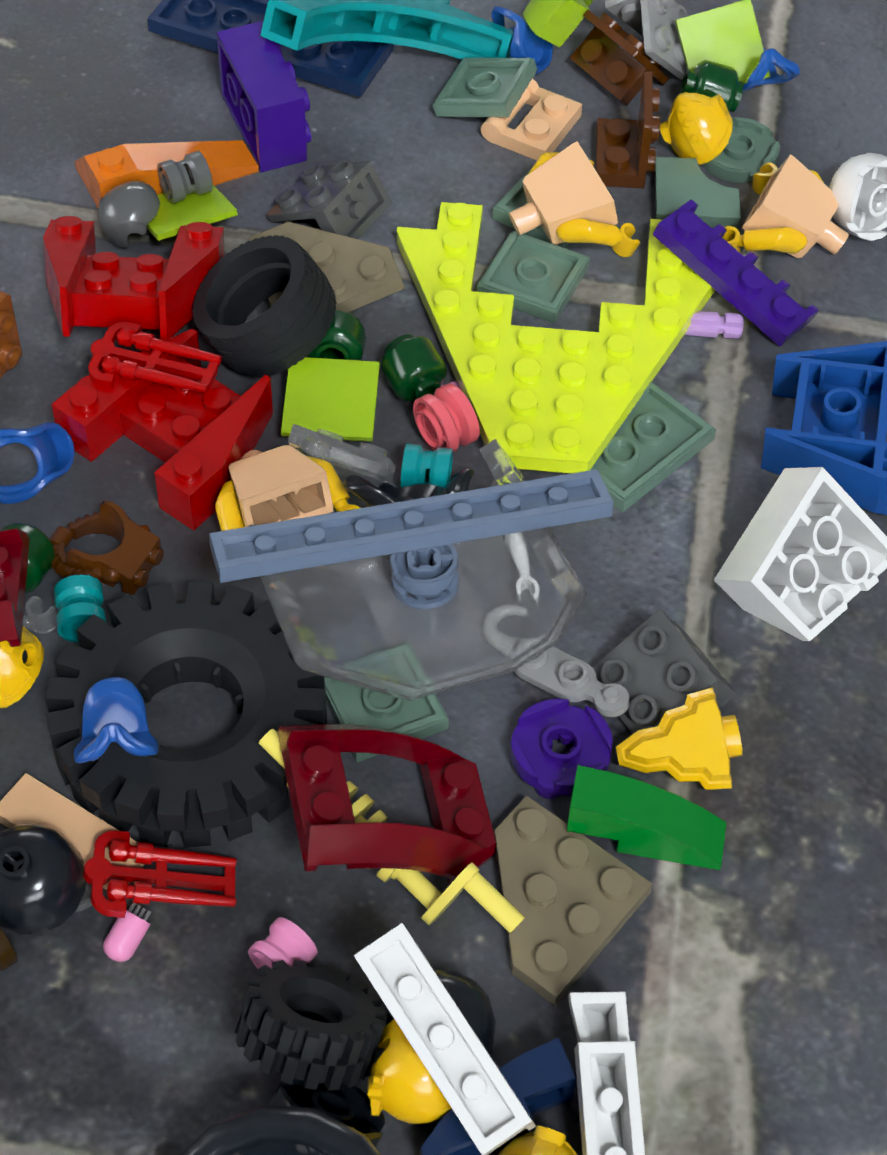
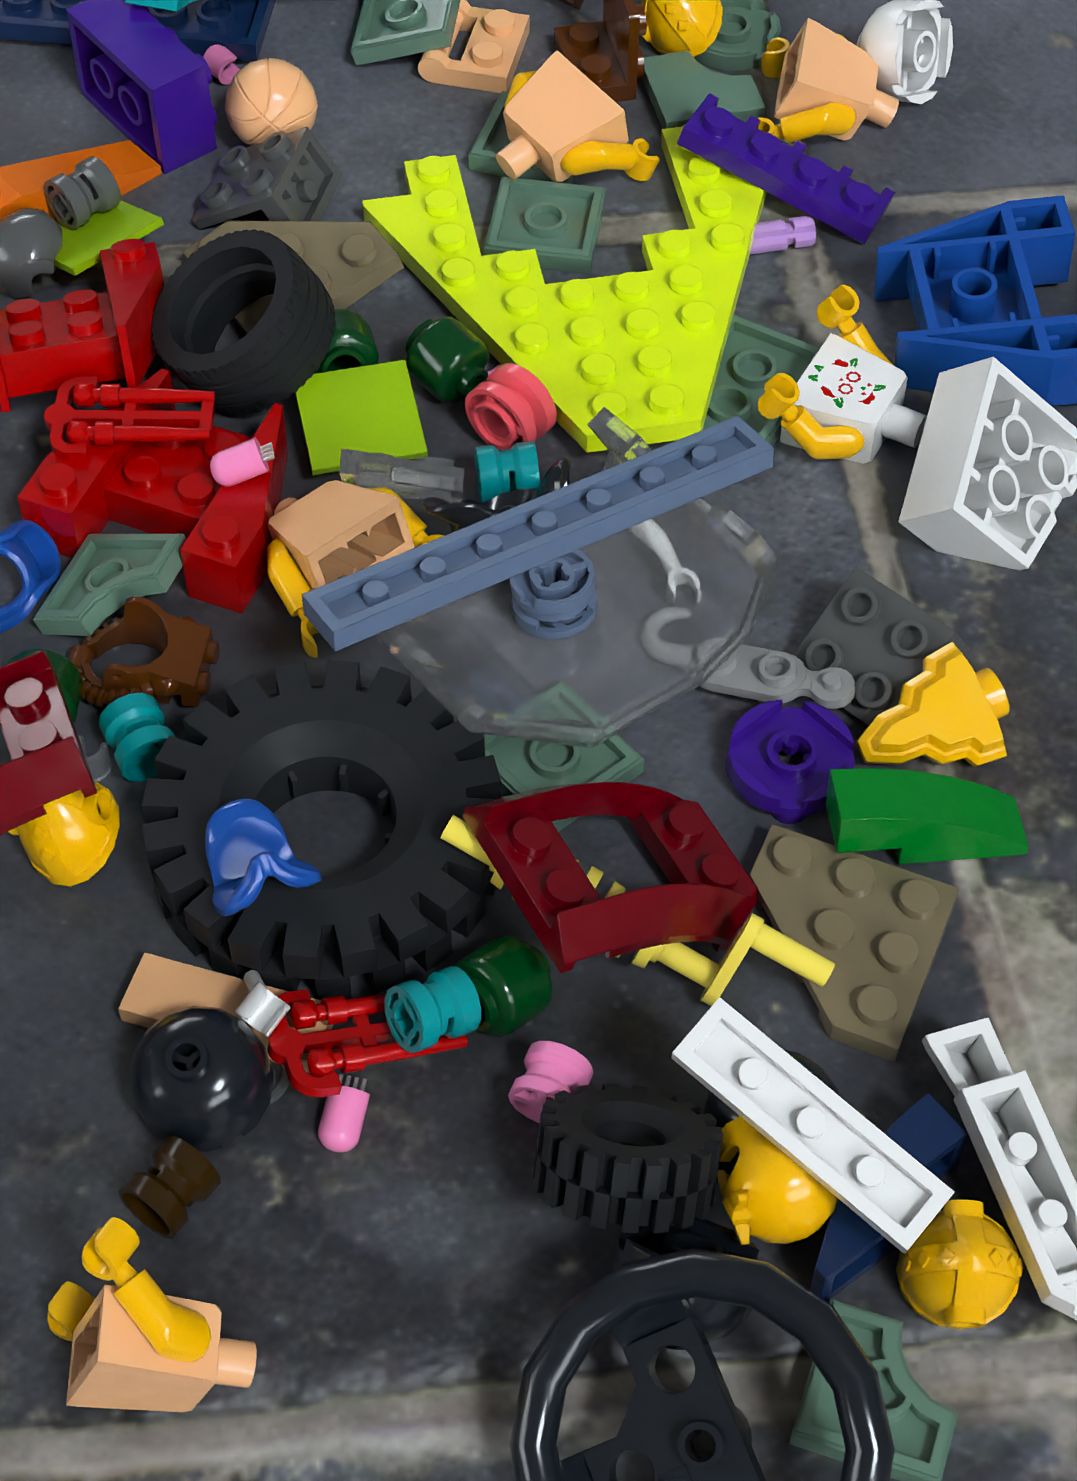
camera: 15 degrees left, 0 degrees up
(87, 836) = (261, 1007): none -> white hand
(100, 476) = (106, 574): none -> sand green tile
(211, 872) = (428, 1010): none -> teal wheel
(220, 416) = (241, 462): none -> bright pink piece
(271, 868) = (510, 983): none -> dark green head
(329, 92) = (220, 63): none -> bright pink hand
(352, 133) = (269, 99): none -> light nougat piece
(711, 469) = (846, 395): none -> torso

